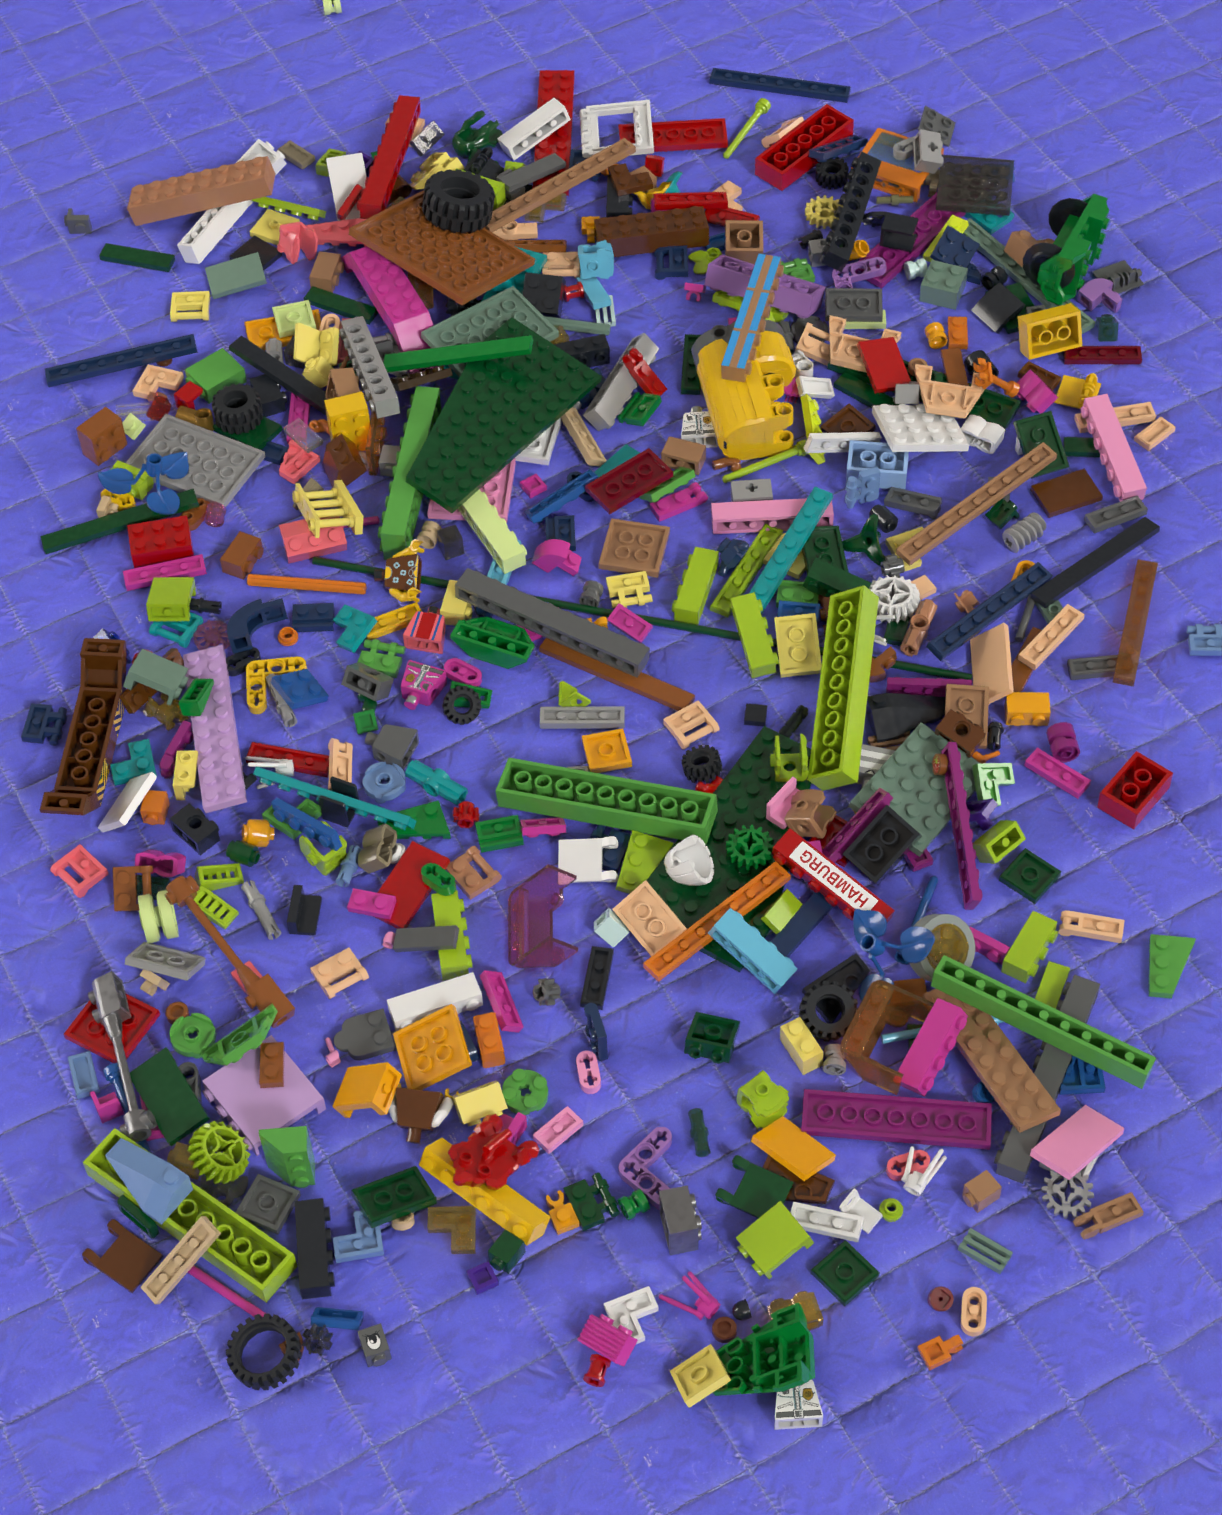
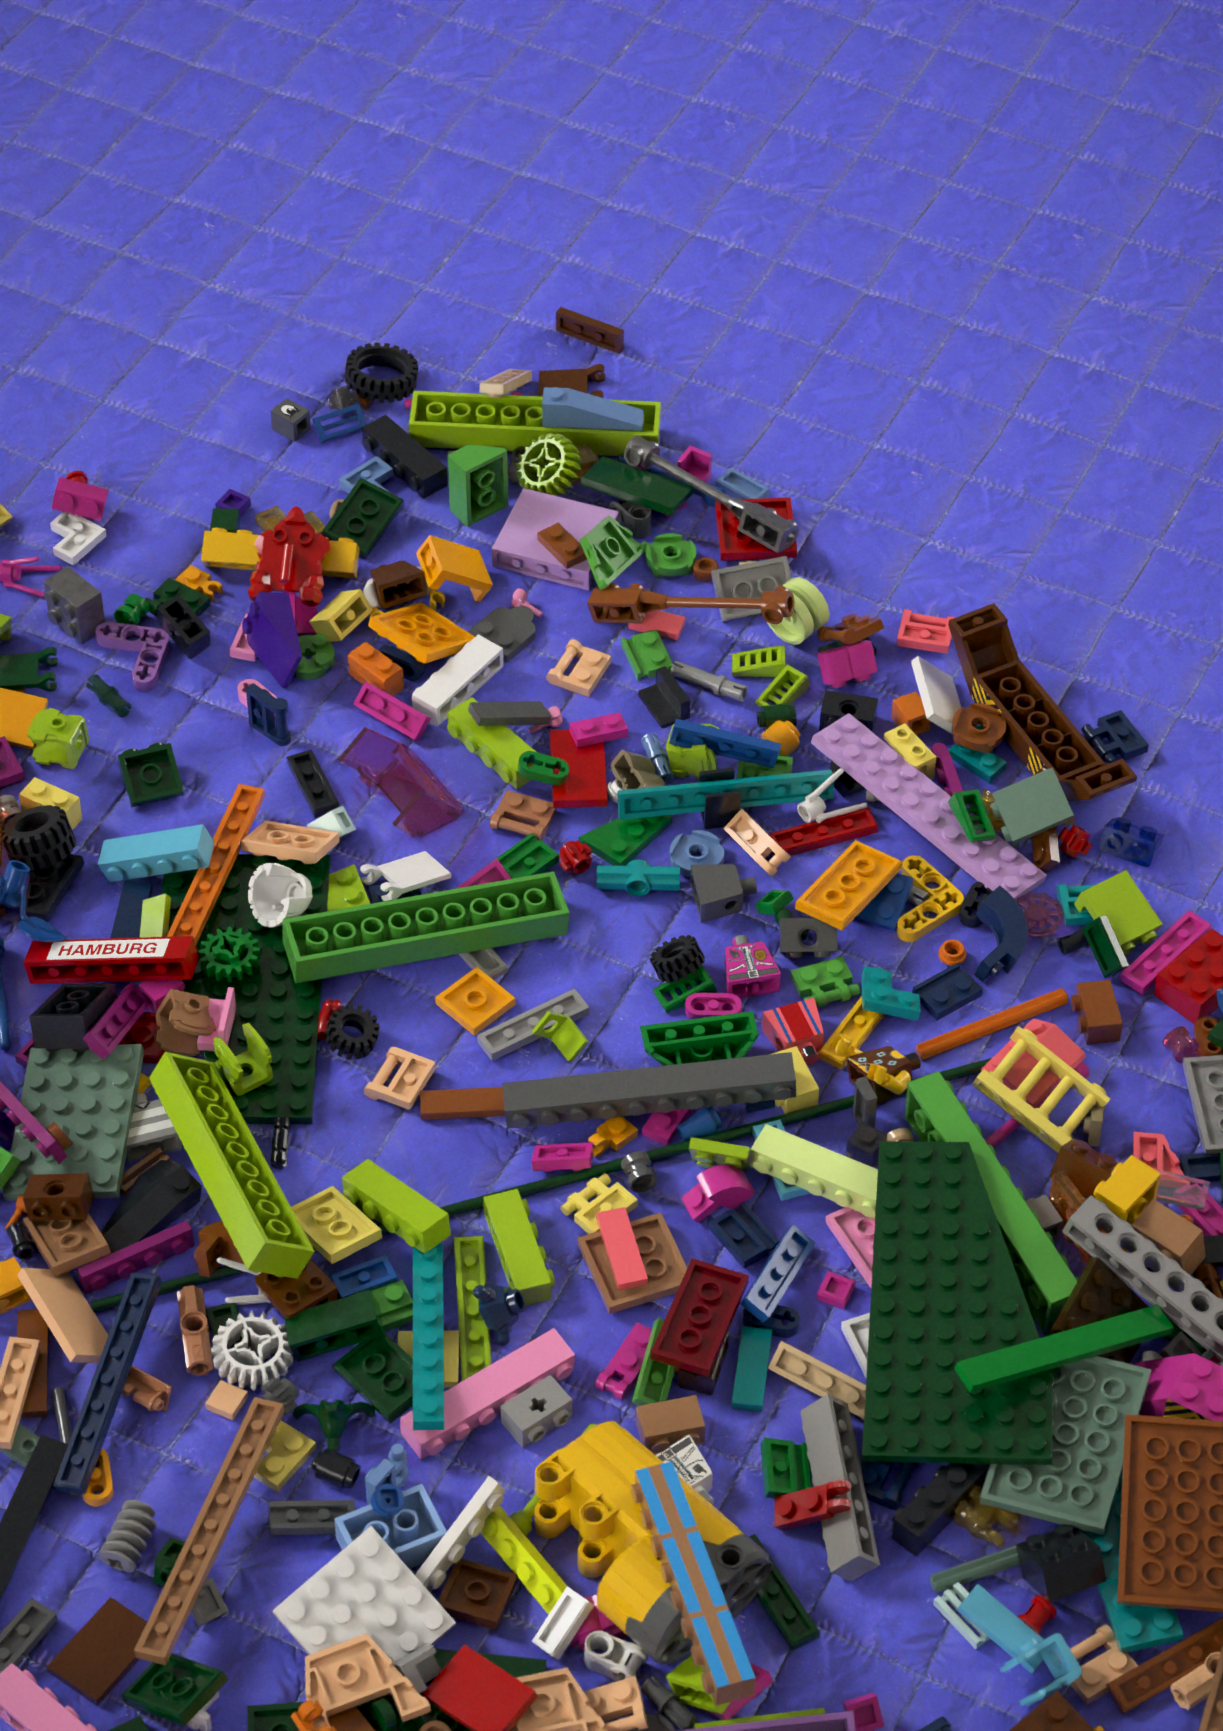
camera: 145 degrees right, 5 degrees down
(56, 1306) = (589, 330): none -> reddish brown plate
(131, 770) = (979, 740): none -> dark orange plate
(200, 582) = (1105, 946): none -> dark green tile
(283, 959) = (646, 654): none -> bright green plate
(319, 682) = (848, 885): none -> light orange tile
(432, 556) = (864, 1102): none -> dark grey tile
(539, 570) = (711, 1153): none -> lime plate
(544, 1095) = (274, 635): none -> dark purple slope
(546, 991) = (347, 733): dark grey gear -> none
(607, 1151) = (183, 626): none -> black brick
(639, 549) = (621, 1248): none -> coral tile
(755, 715) = (332, 1130): black tile -> none
(873, 460) = (387, 1500): none -> blue tile
(983, 434) = (274, 1678): white brick -> none

